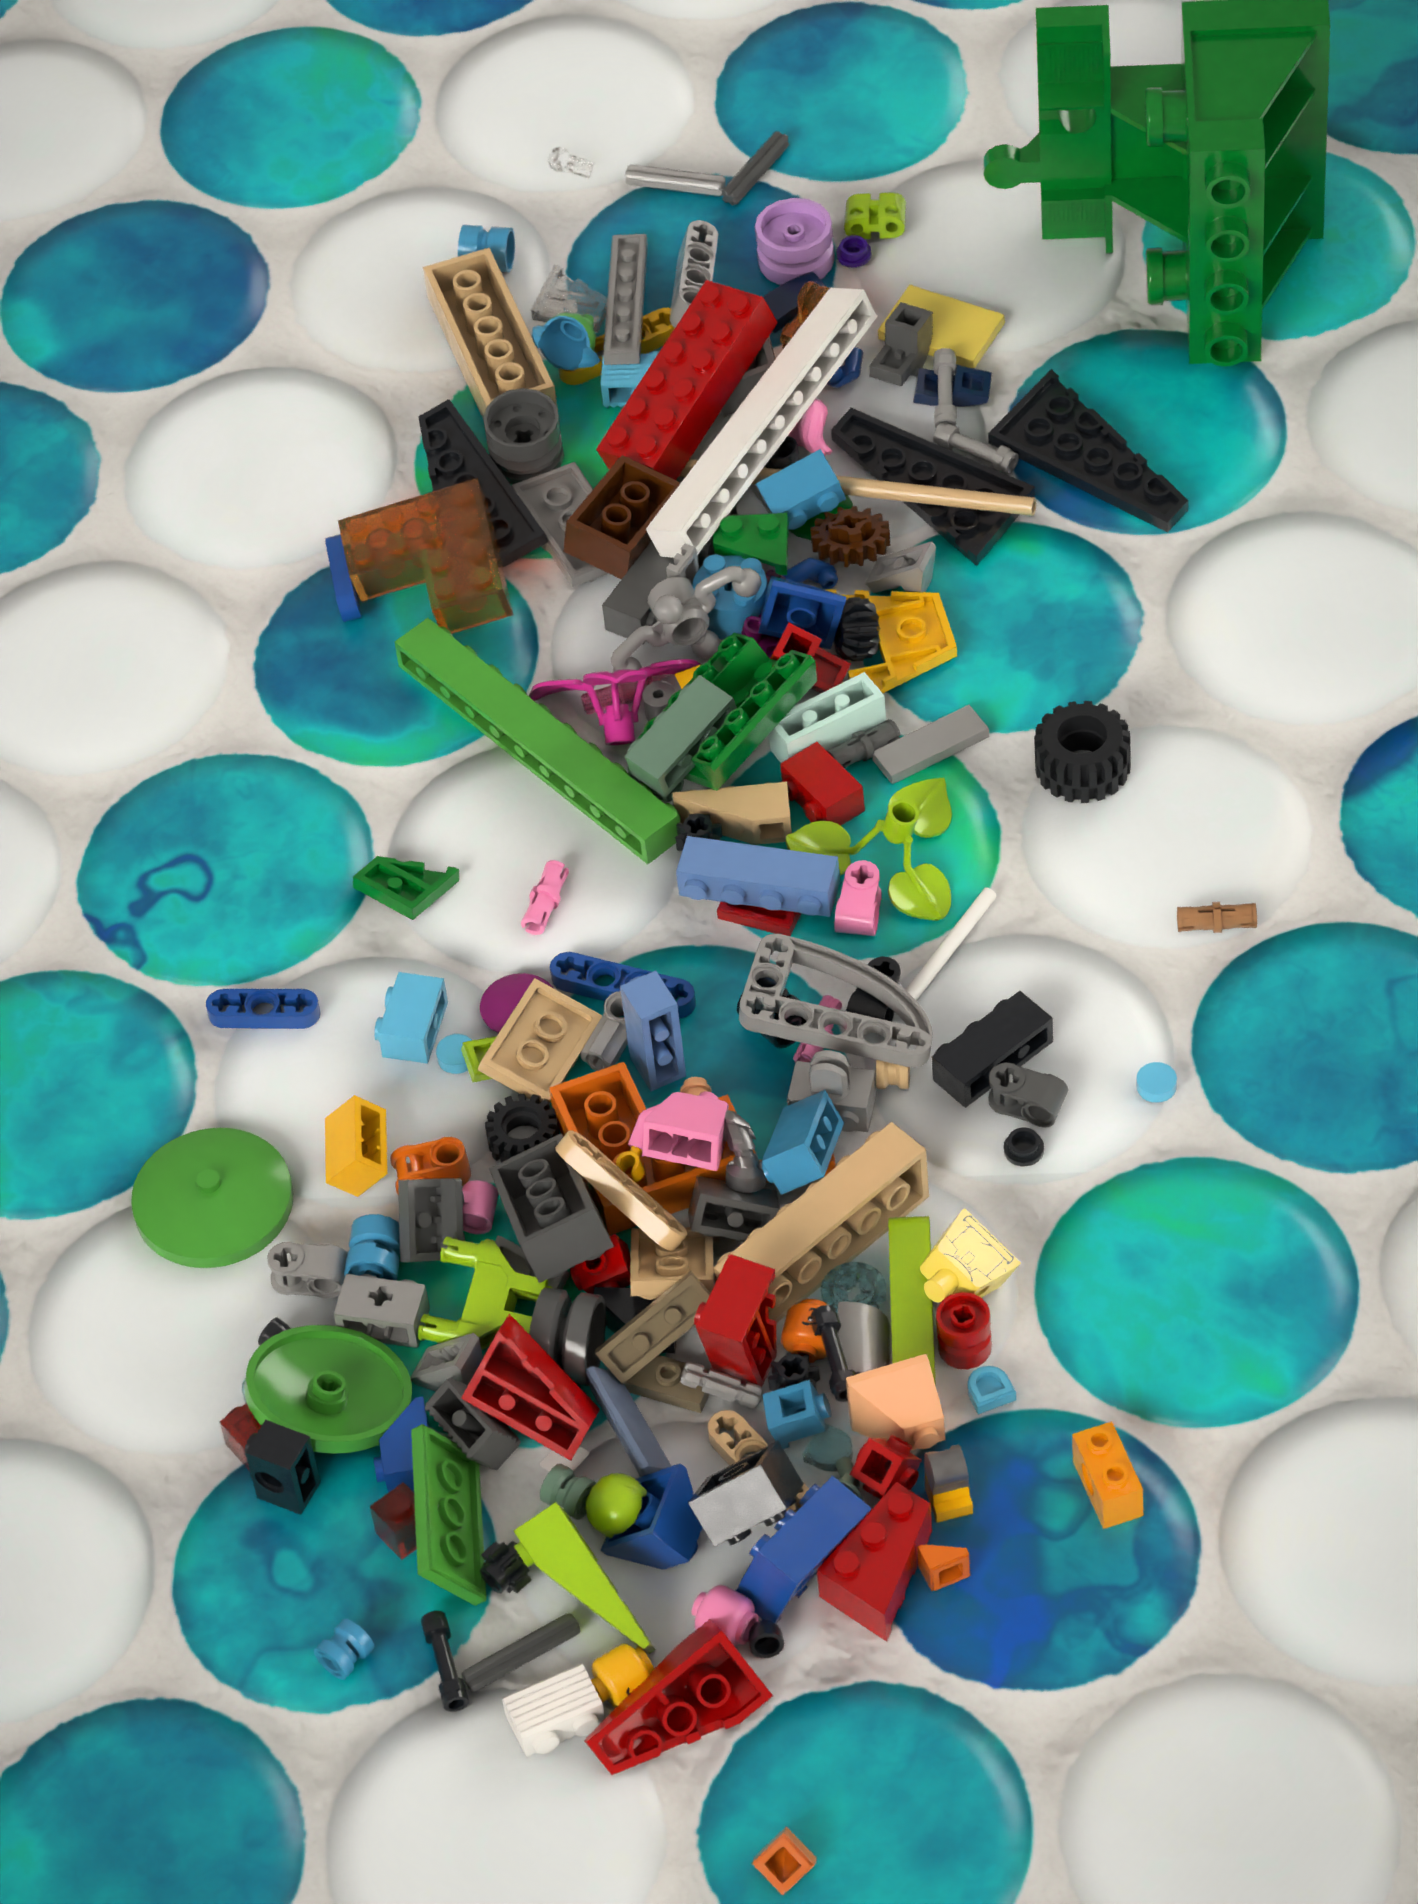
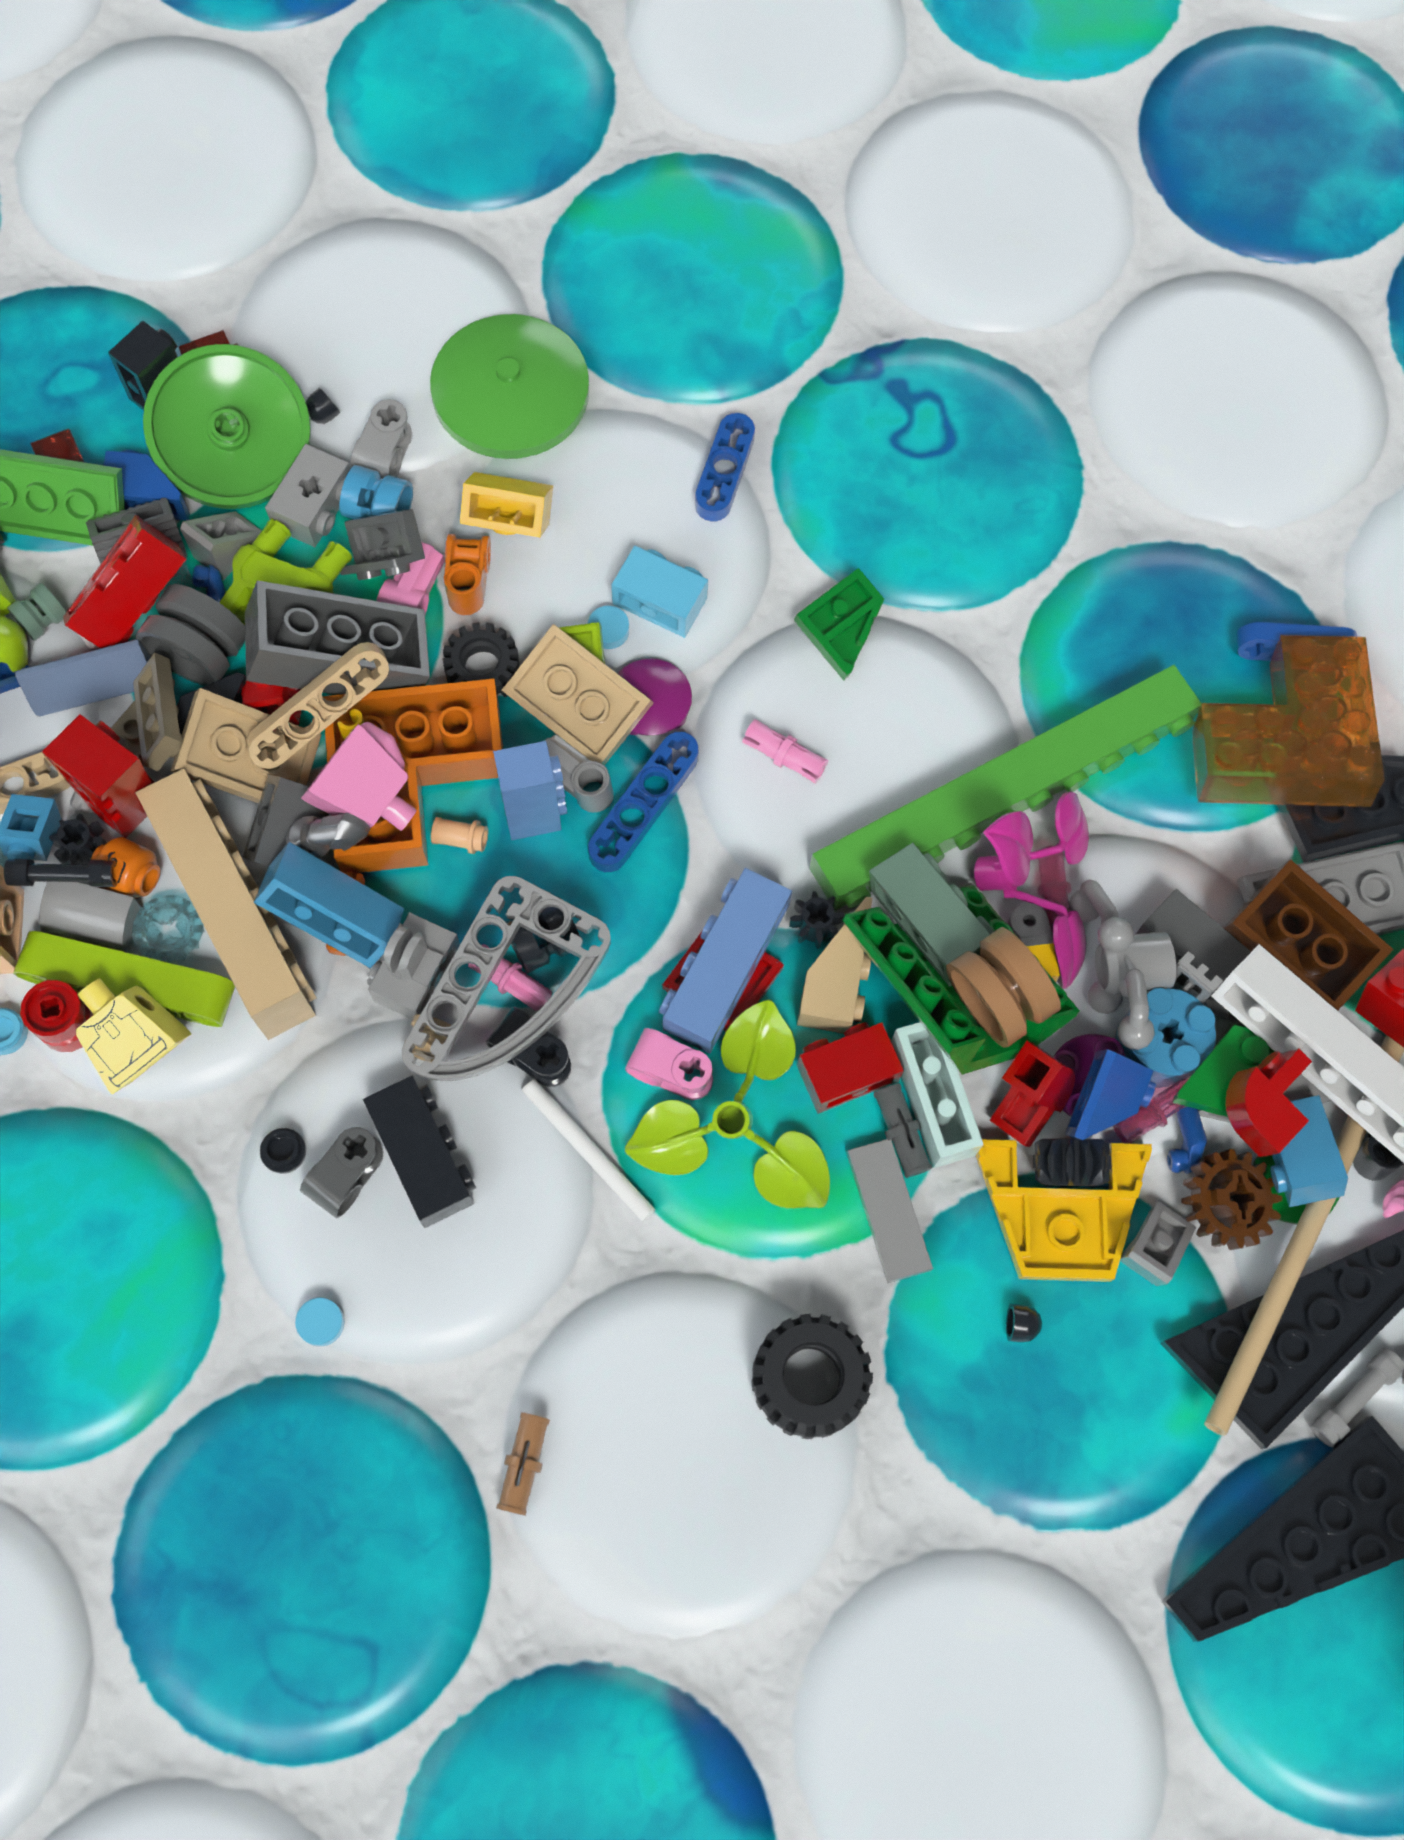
camera: 95 degrees right, 20 degrees up
(741, 650) = (1003, 987): none -> medium nougat wheel
(779, 504) = (1258, 1106): none -> red brick
(992, 645) = (1022, 1323): none -> black hinge

